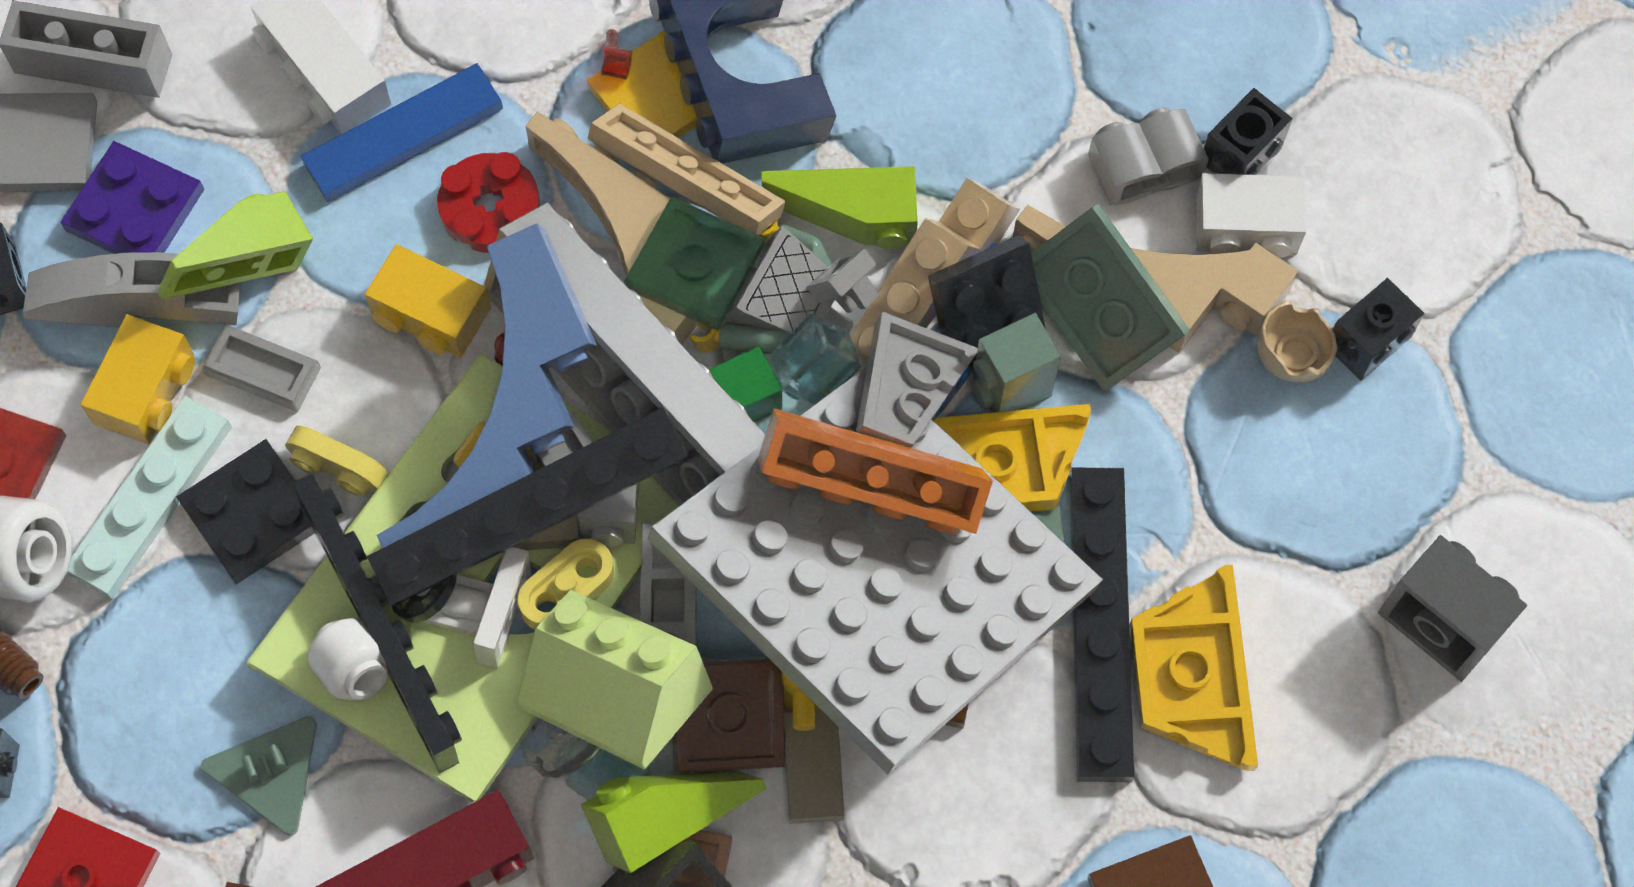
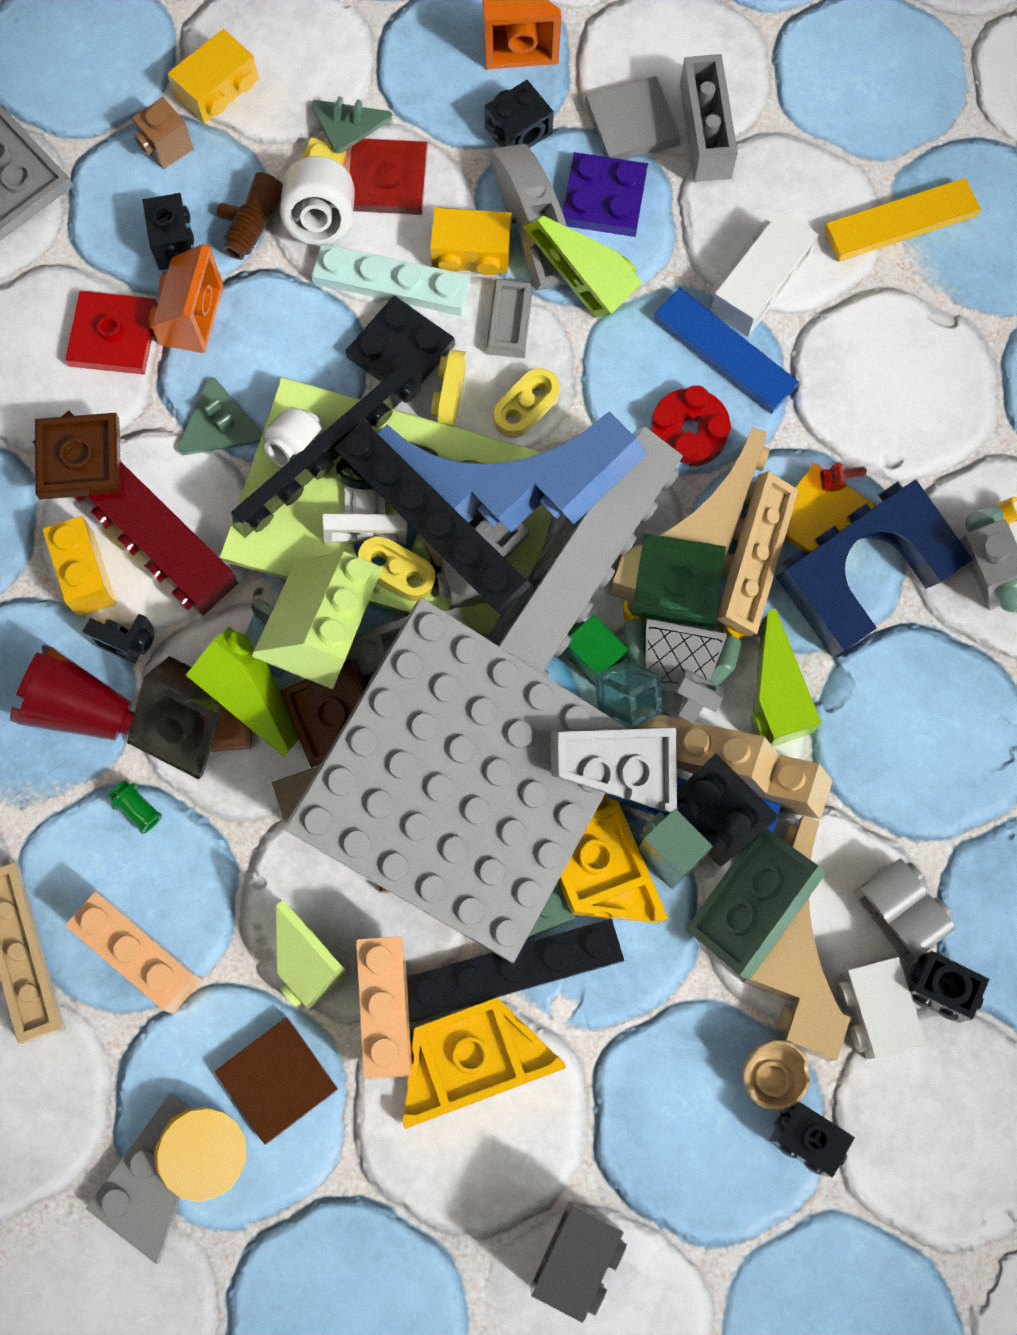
camera: 75 degrees right, 5 degrees up
(84, 759) = (187, 300): none -> orange slope
(390, 381) = (524, 404): none -> light yellow plate
(427, 302) = (592, 394): yellow brick -> none
(874, 472) = (521, 750): orange brick -> none
(1029, 825) = (304, 960): none -> yellowish green slope
(1118, 741) = (384, 1008): none -> light nougat brick

